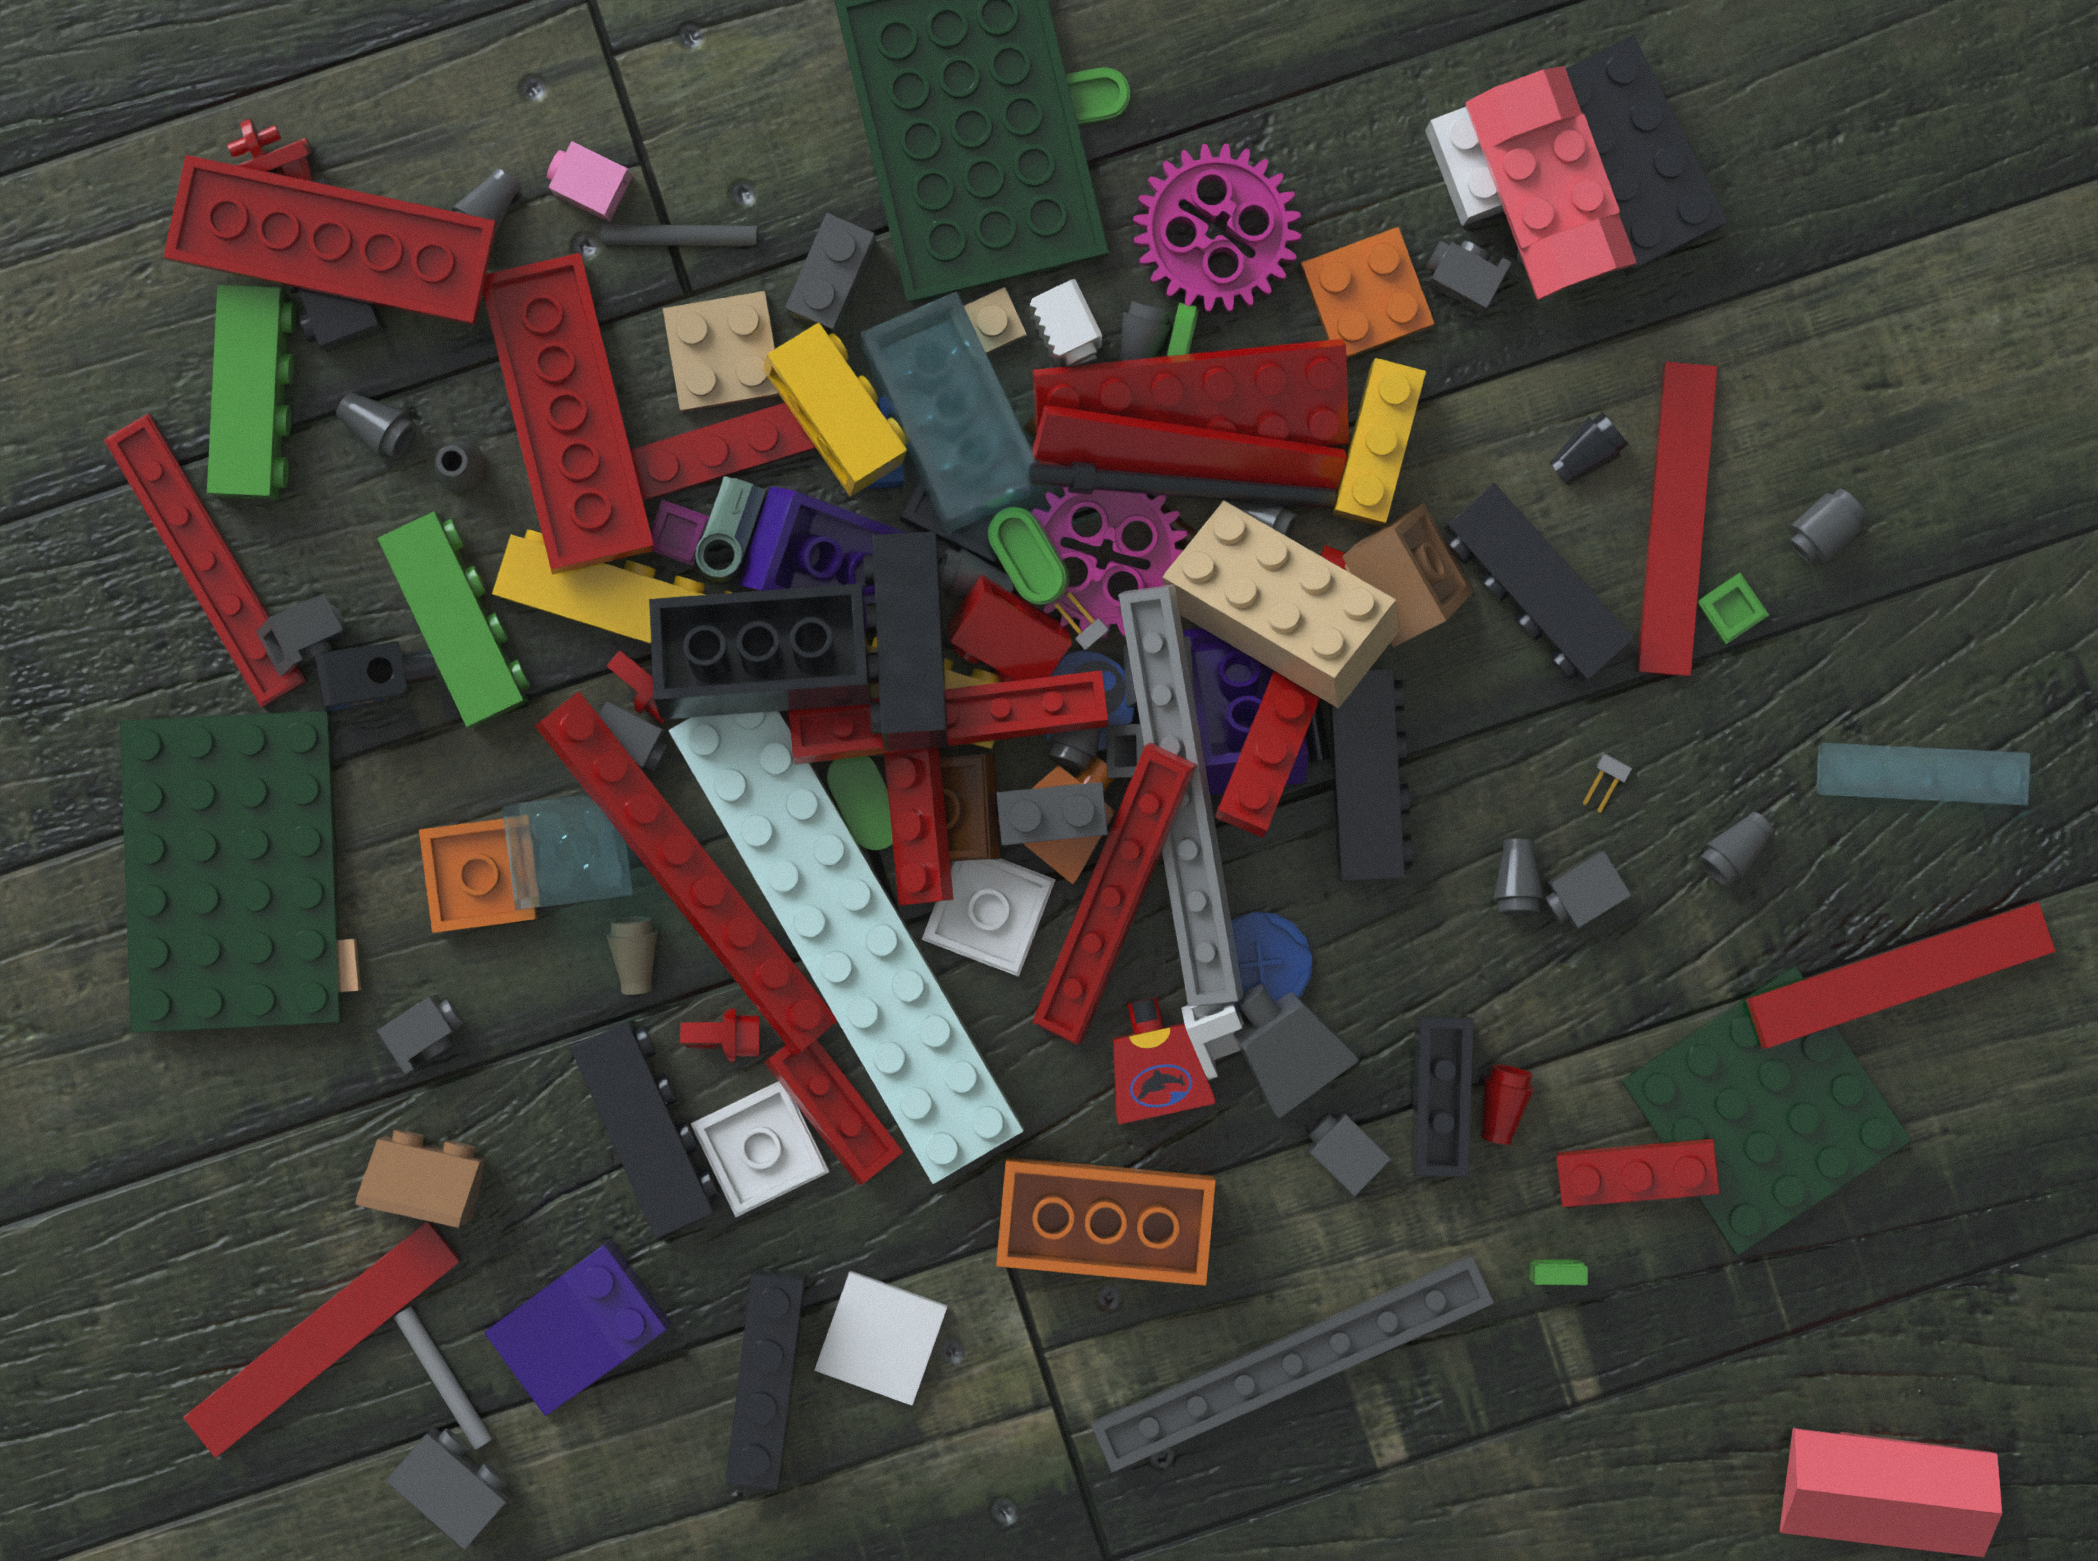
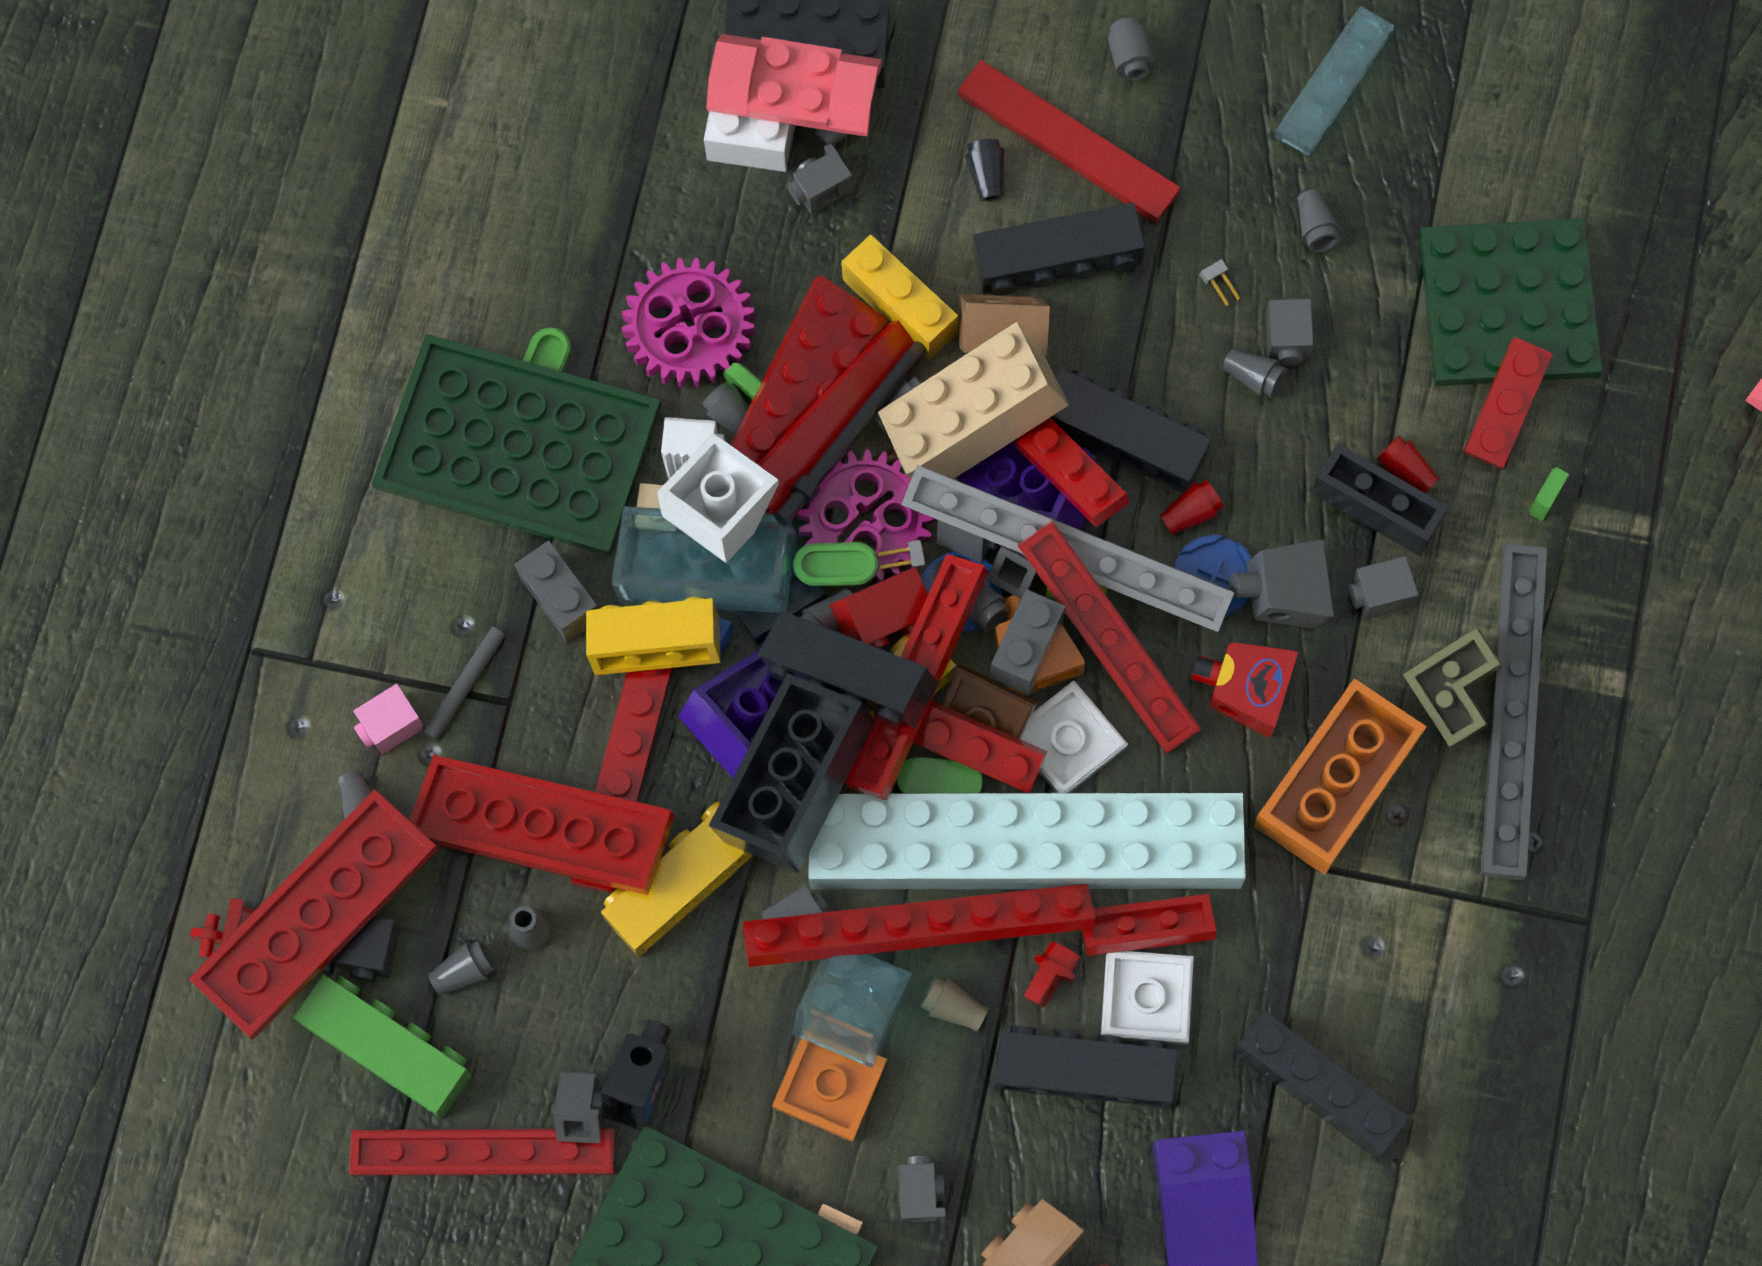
camera: 60 degrees left, 15 degrees down
(454, 619) = (636, 992): bright green brick -> none
(639, 680) = (773, 881): red piece -> none
(677, 532) = (676, 797): magenta tile -> none
(720, 350) = (563, 700): tan plate -> none
(731, 526) = (690, 762): sand green piece -> none
(881, 1338) = (1336, 989): white tile -> none
(1011, 393) = (717, 497): none -> white slope
(1212, 1032) = (1242, 627): white panel -> none
(1269, 1278) = (1443, 685): none -> olive brick
(1322, 898) = (1192, 508): none -> red cone
(1368, 292) = (792, 252): orange plate -> none
(1732, 608) = (1150, 139): bright green tile -> none
(1900, 975) = (1465, 164): red tile -> none

